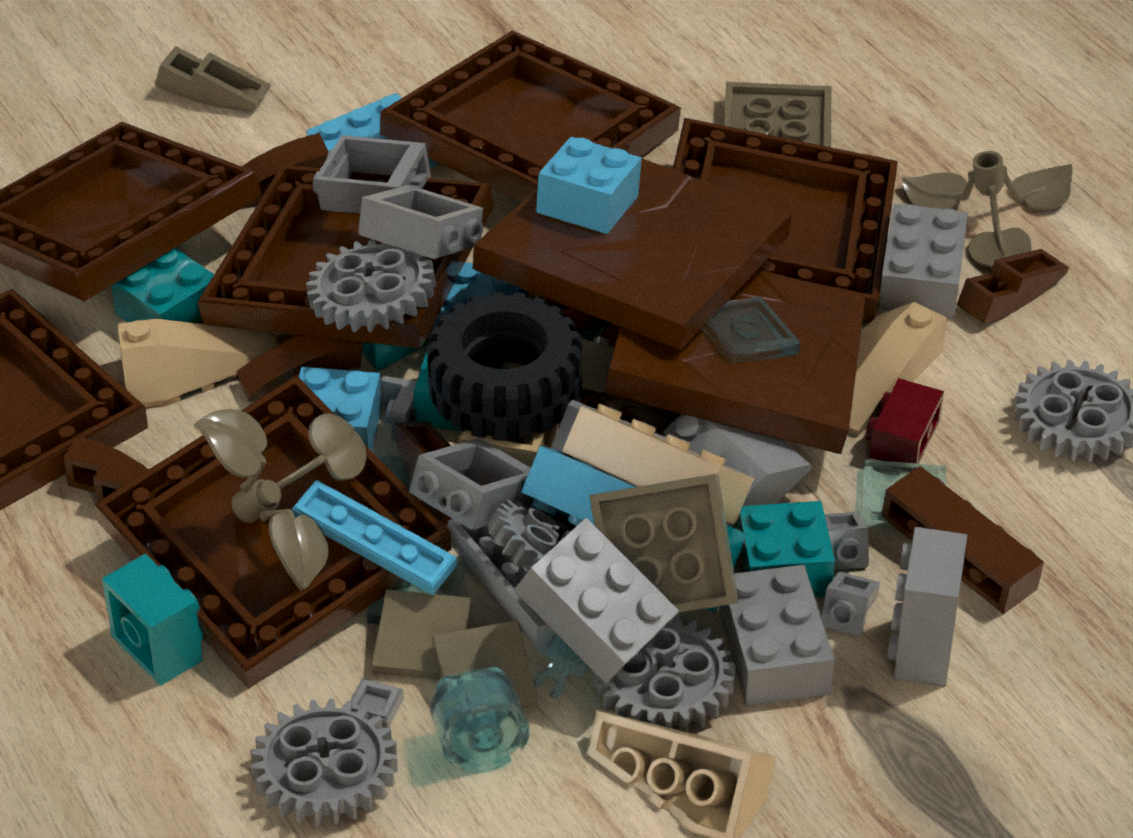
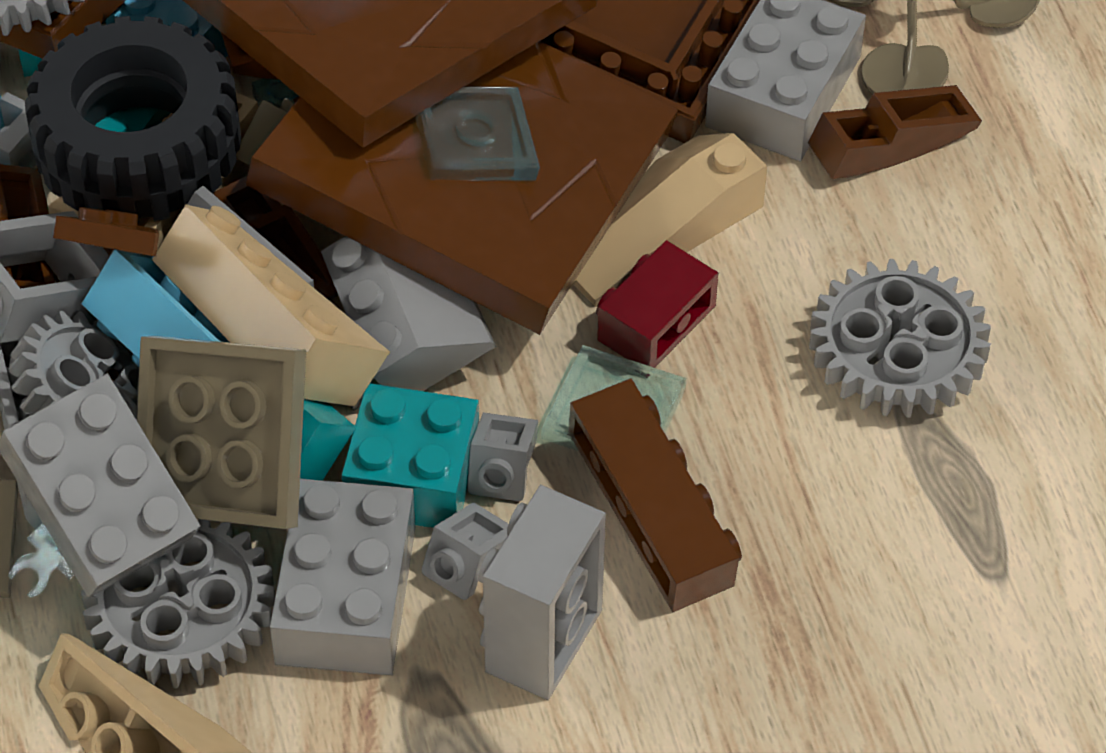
camera: 15 degrees right, 10 degrees up
(524, 438) = (108, 230): none -> reddish brown wing

